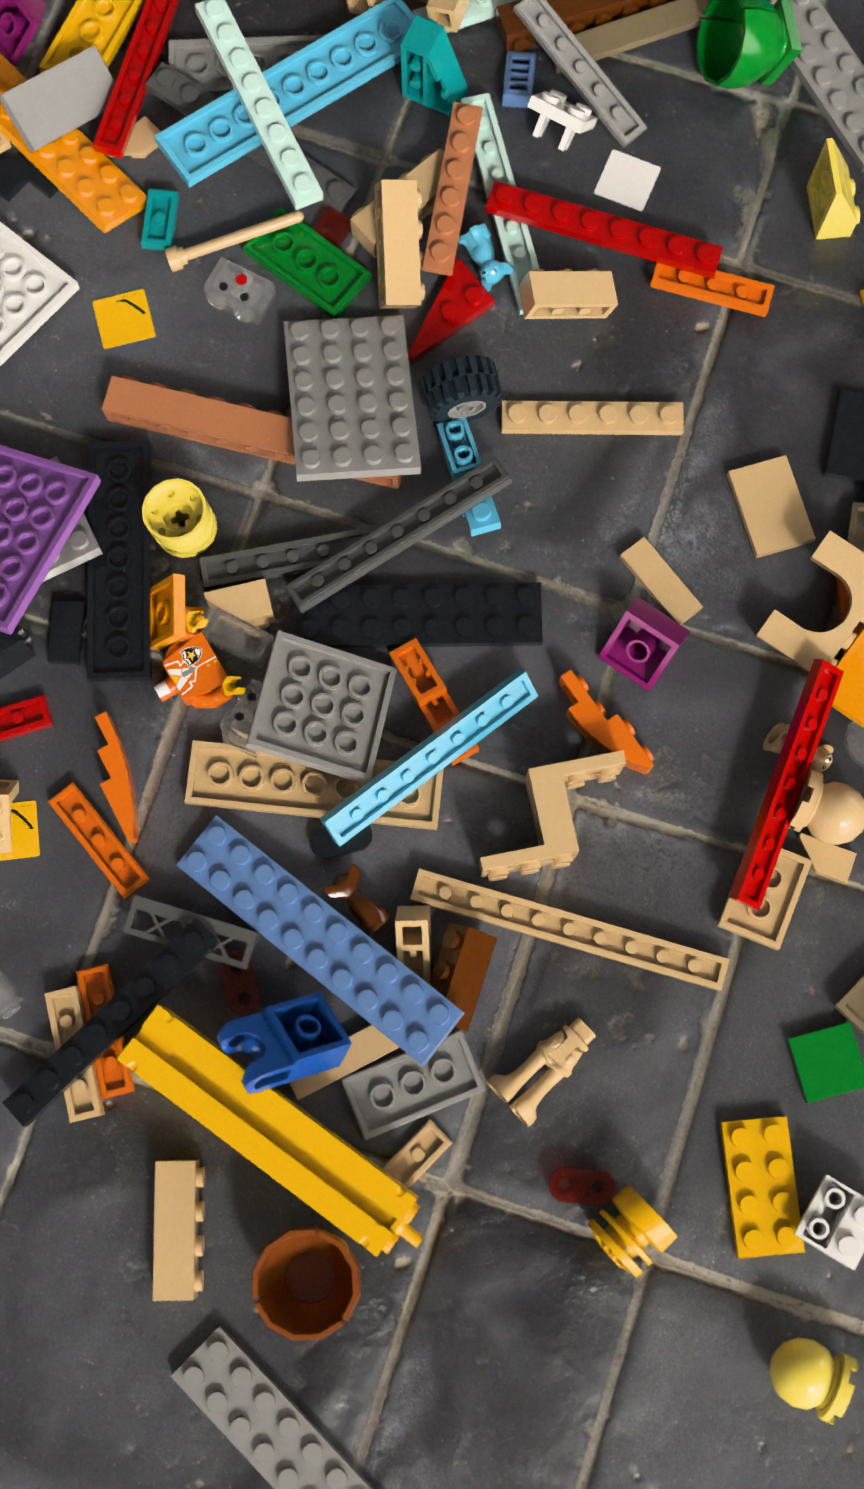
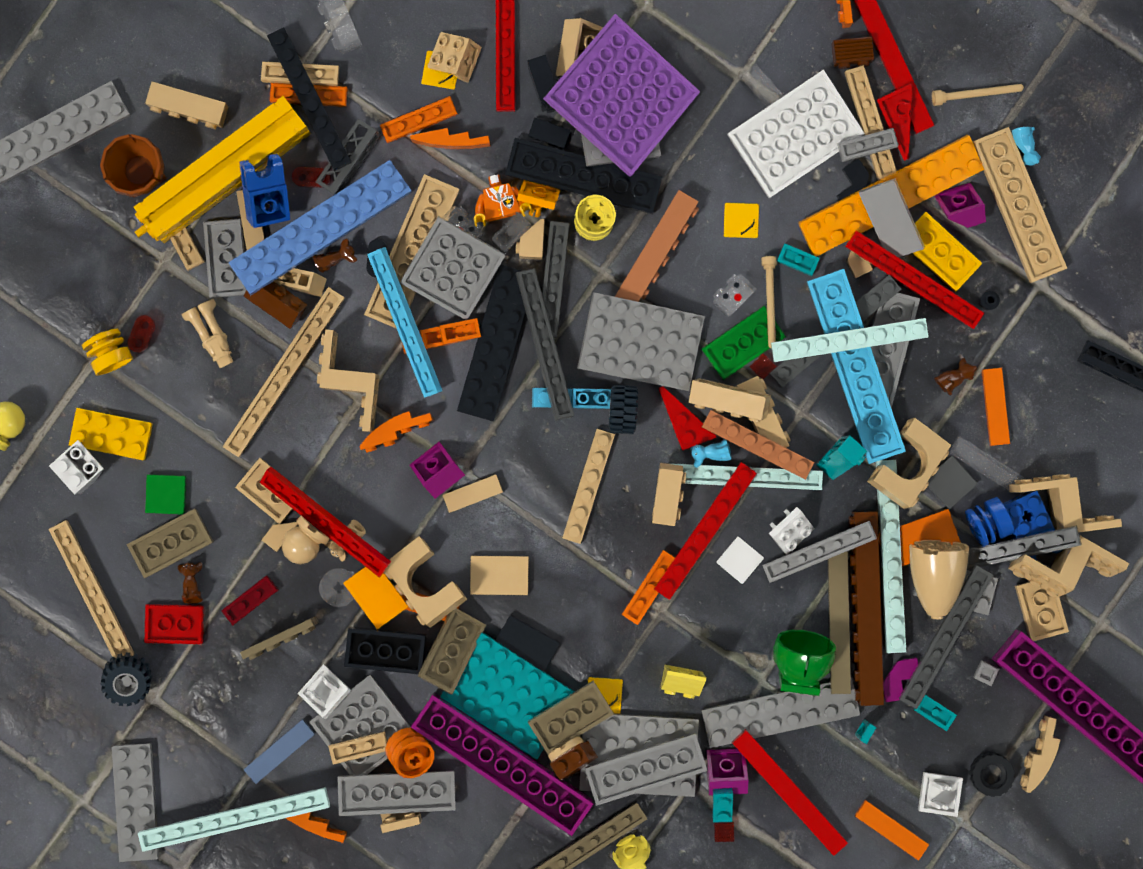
camera: 110 degrees right, 10 degrees up
(516, 97) = (814, 508): medium blue slope -> none

